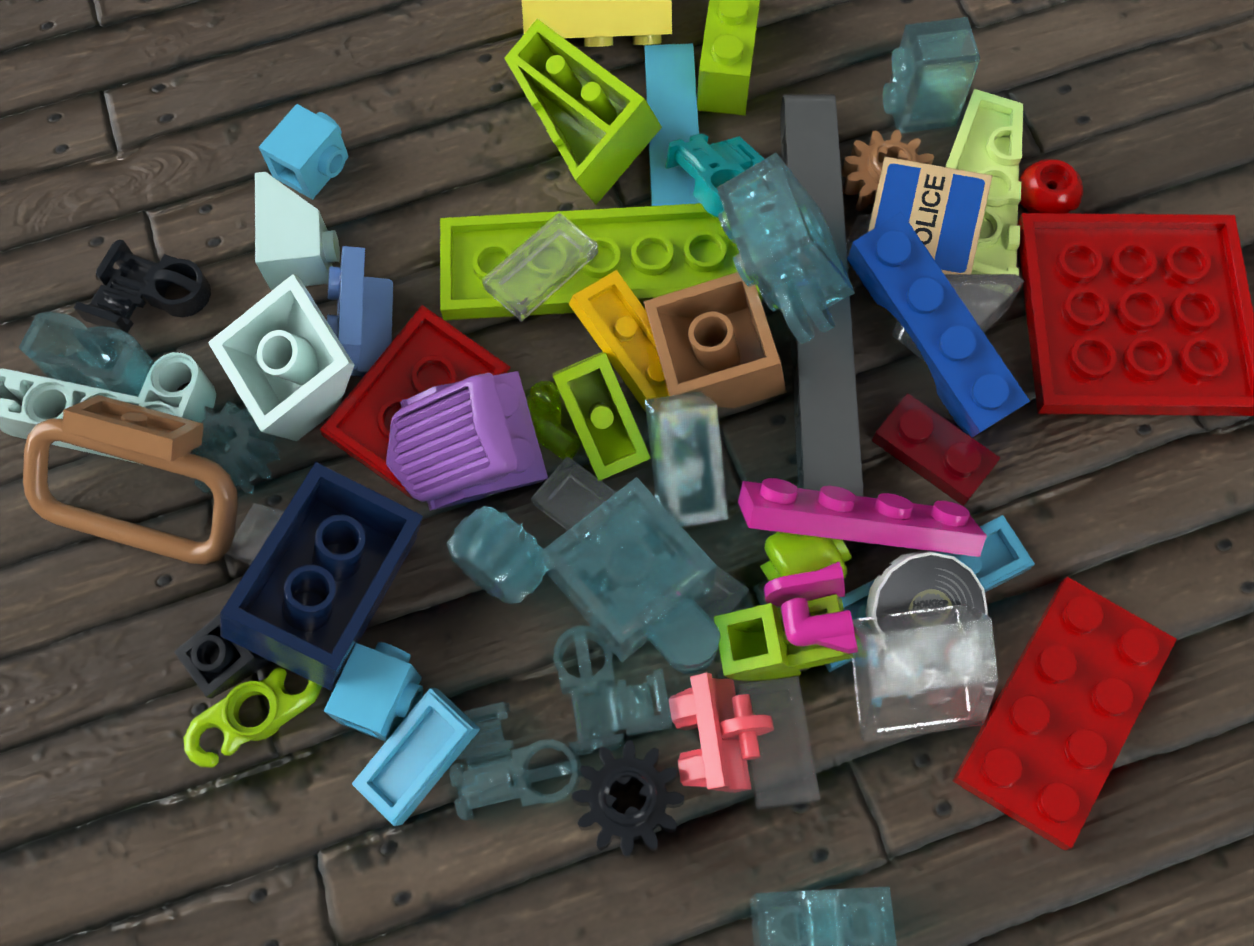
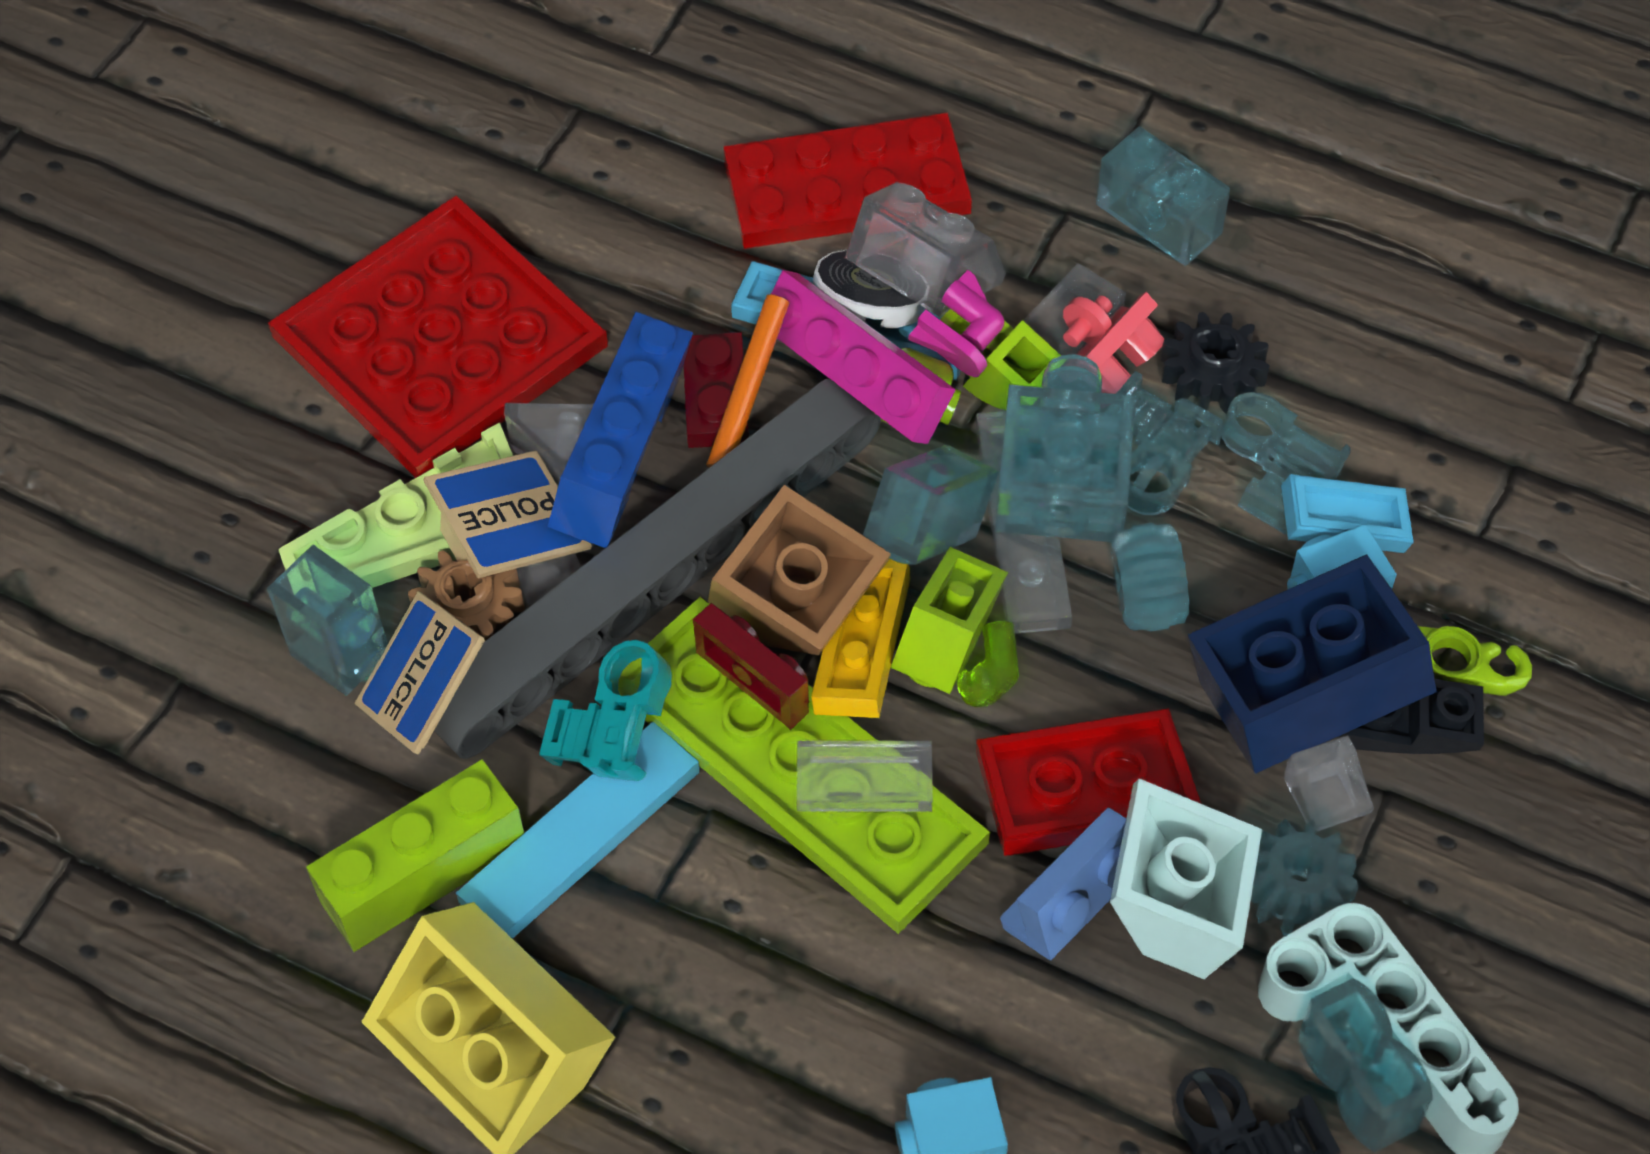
camera: 135 degrees left, 10 degrees down
(140, 437) = (1391, 919): medium nougat bar -> none
(290, 236) = (1056, 1042): light aqua slope -> none
(465, 441) = (1087, 678): medium lavender piece -> none
(585, 108) = (652, 896): lime wedge -> none
(672, 255) = (738, 654): none -> dark red plate
(784, 245) = (678, 542): clear light blue brick -> none
(858, 107) = (419, 672): none -> piece
(910, 447) = (749, 377): none -> orange bar
(1052, 173) = (351, 462): red plate -> none

